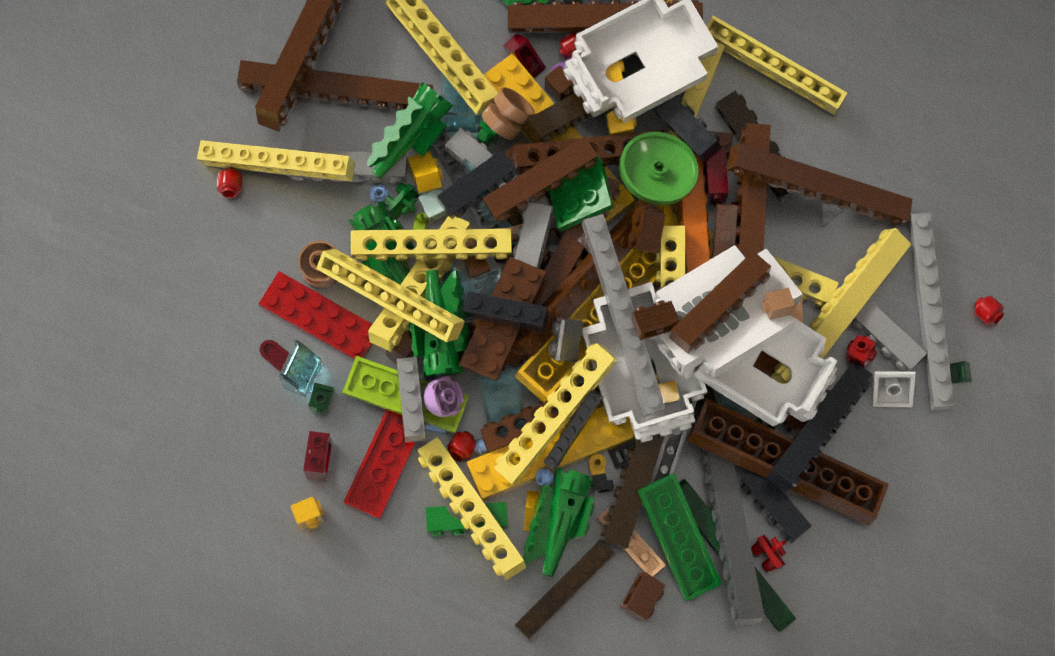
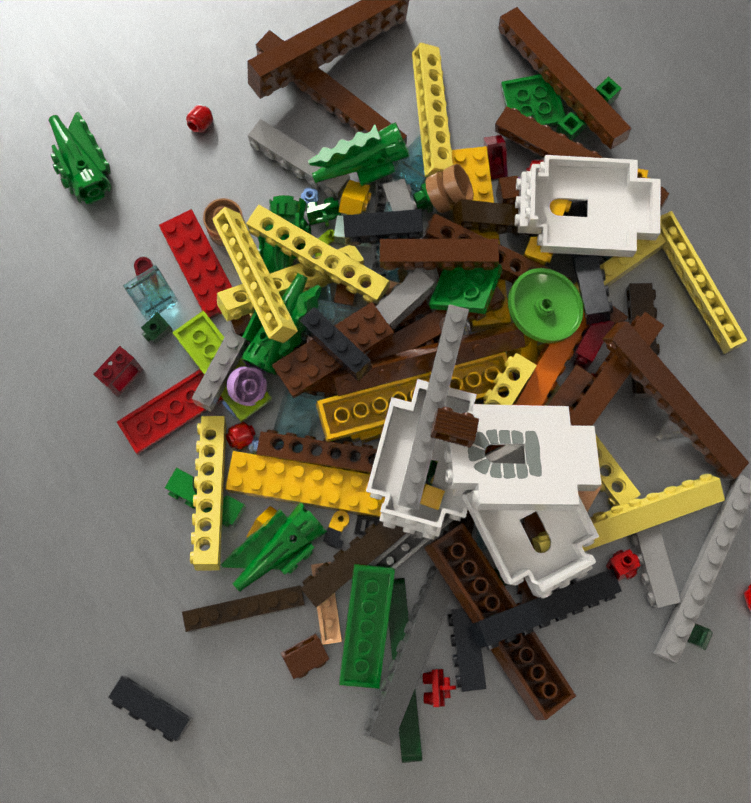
camera: 35 degrees right, 0 degrees up
(144, 287) = (79, 160): none -> green piece
(276, 160) = (244, 120): light yellow brick -> none
(308, 513) = (80, 412): yellow brick -> none
(544, 476) = (287, 503): light blue plate -> none
(566, 339) = (373, 399): dark grey slope -> none
(573, 429) = (333, 478): black piece -> none
(605, 362) = (392, 437): light yellow brick -> none
(646, 230) = (500, 349): reddish brown brick -> none
(720, 302) = (522, 447): reddish brown brick -> none
(778, 303) = (573, 480): medium nougat brick -> none
(893, 389) = (631, 614): white slope -> none

